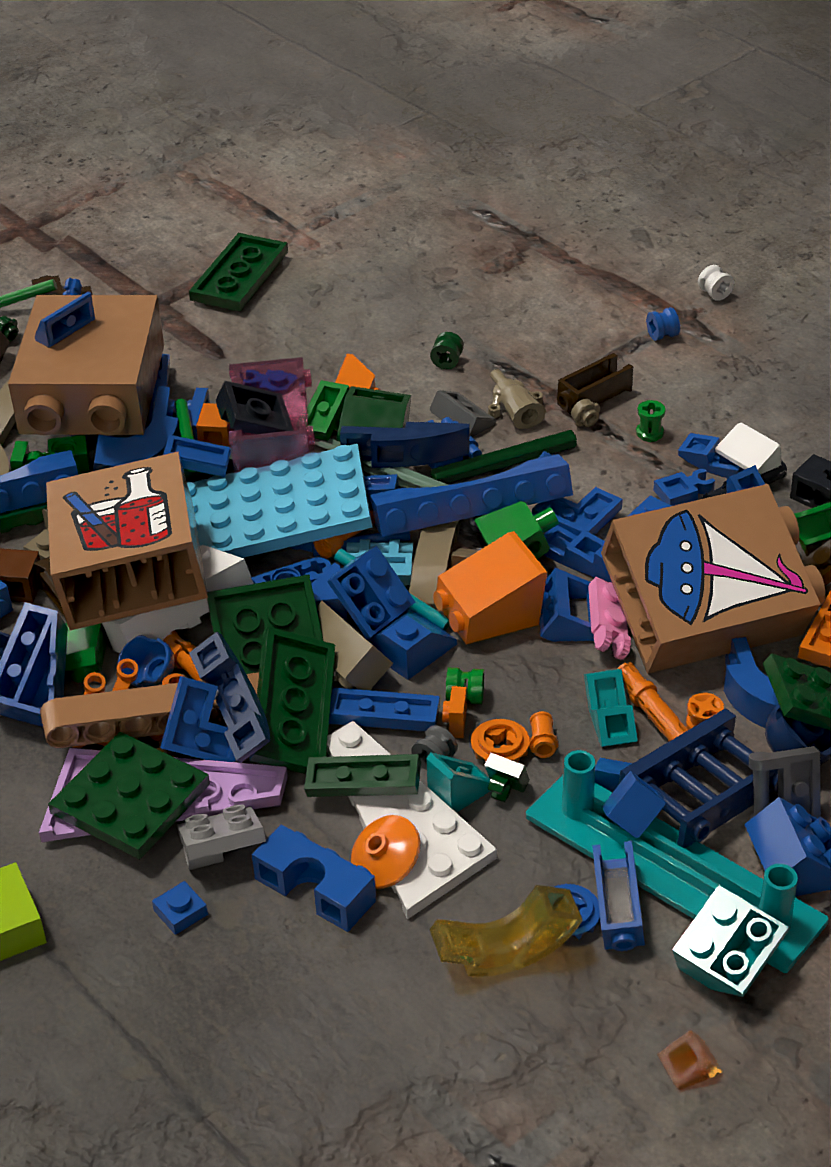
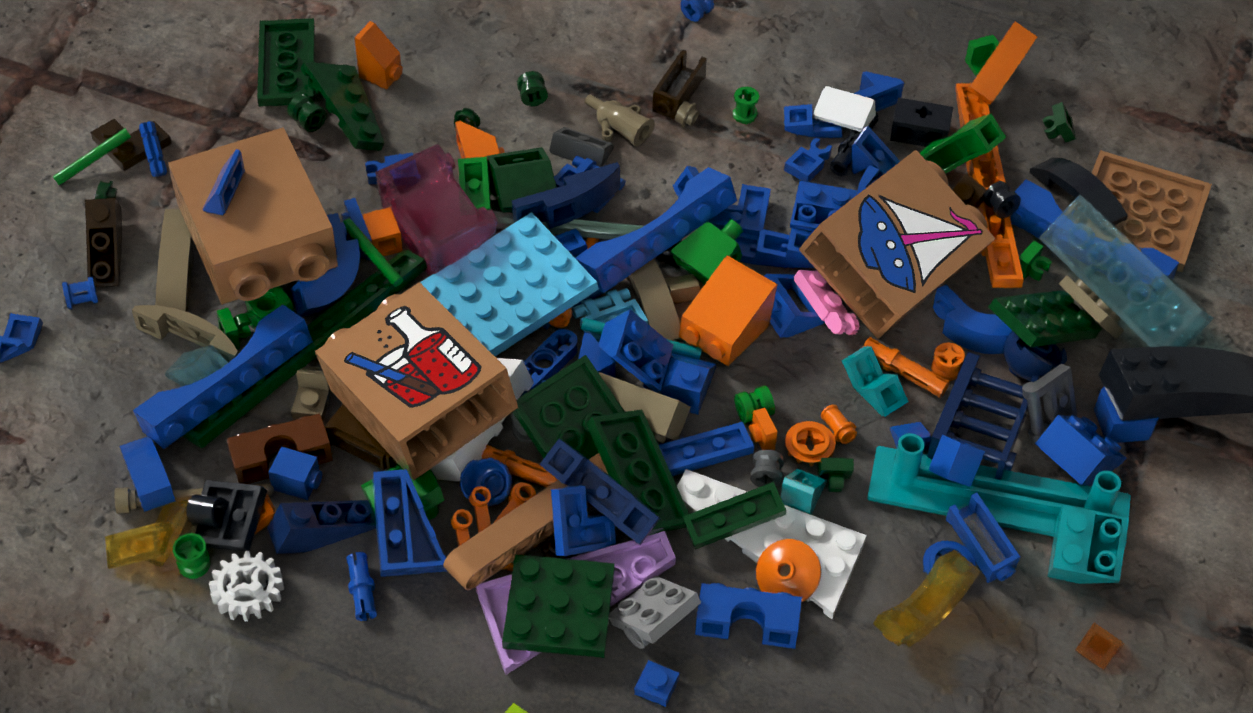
camera: 30 degrees left, 10 degrees up
(200, 455) = (399, 271): blue tile -> none
(224, 314) = (310, 115): none -> dark green wheel
(252, 409) = (425, 210): black plate -> none
(266, 314) = (348, 101): none -> dark green wing
(316, 283) = (377, 57): none -> orange slope
(368, 358) = (467, 113): none -> dark green plate
(504, 457) = (645, 179): dark green axle -> none
(801, 445) = (881, 89): none -> blue slope

